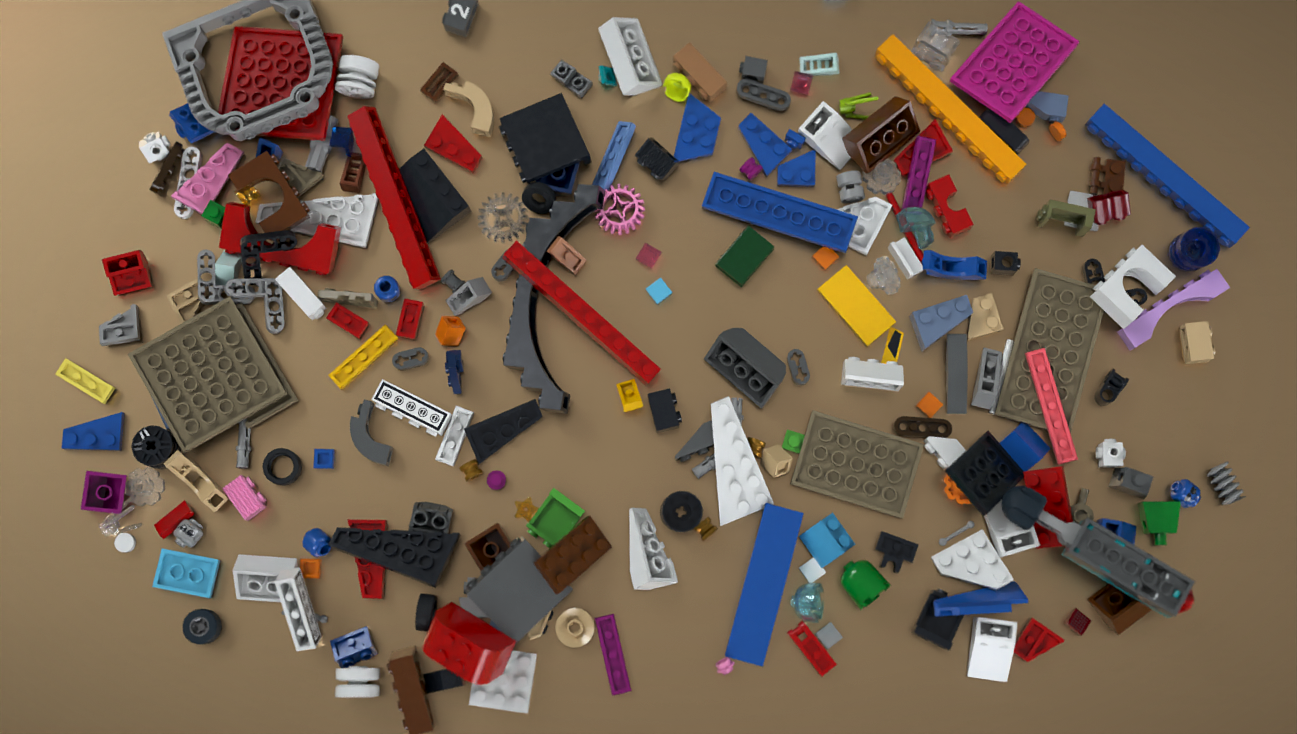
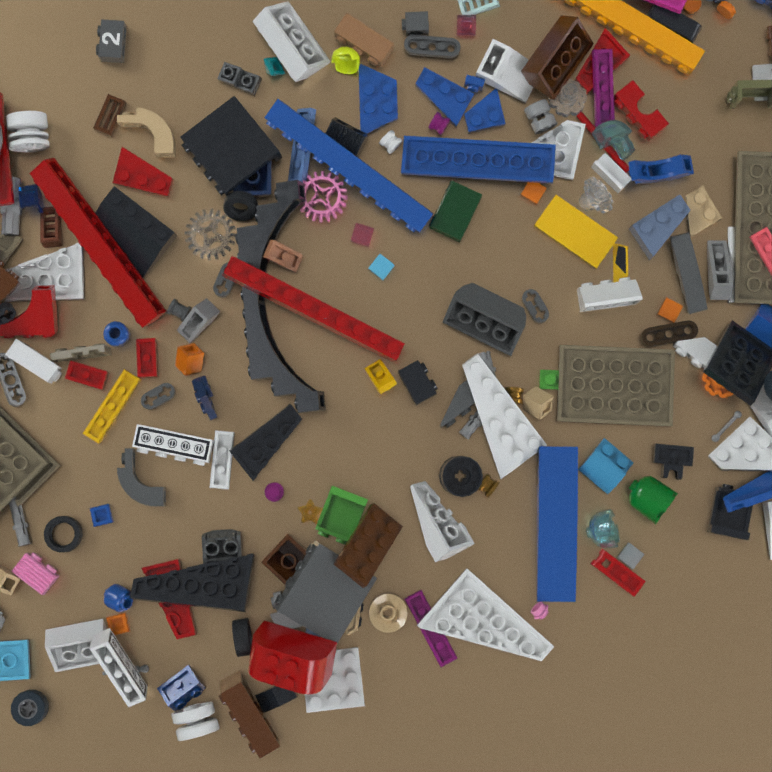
camera: 20 degrees left, 5 degrees up
(471, 470) = (247, 489): pearl gold wheel -> none
(652, 185) = (348, 165): none -> blue brick
(666, 657) = (481, 617): none -> white wing
(699, 174) = (390, 141): none -> white wheel
(812, 570) = (598, 498): white tile -> none
(847, 105) = (517, 35): lime plant -> none
(997, 266) = (700, 156): black brick -> none

